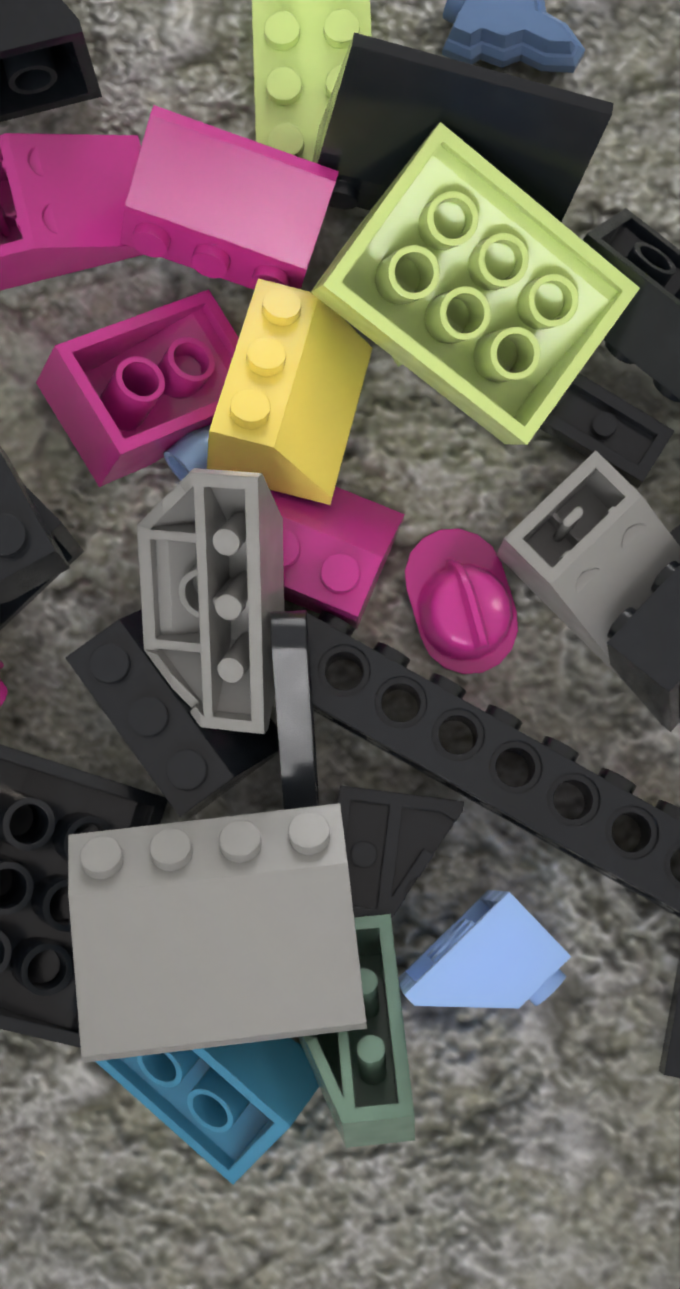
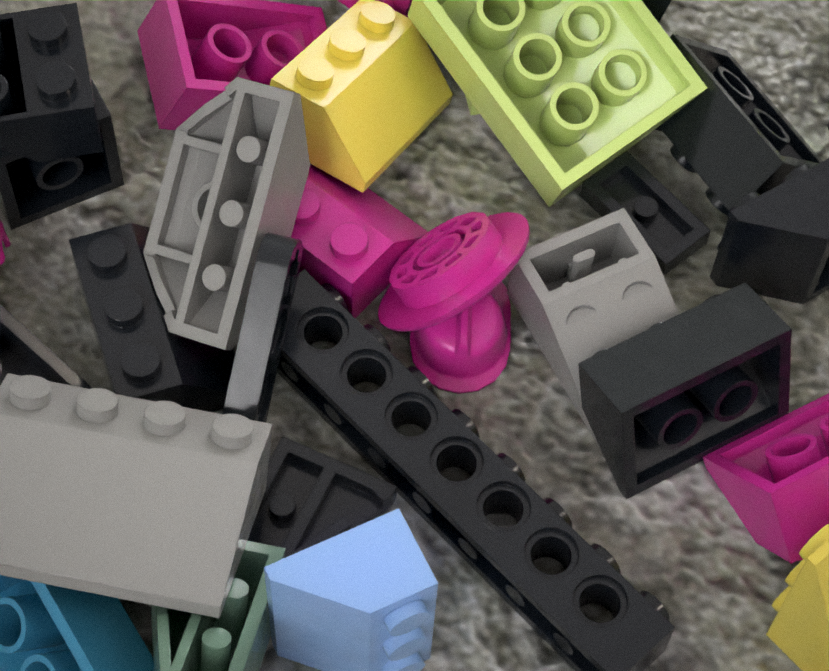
camera: 15 degrees right, 20 degrees down
(450, 567) = (452, 269): none -> dark pink wheel

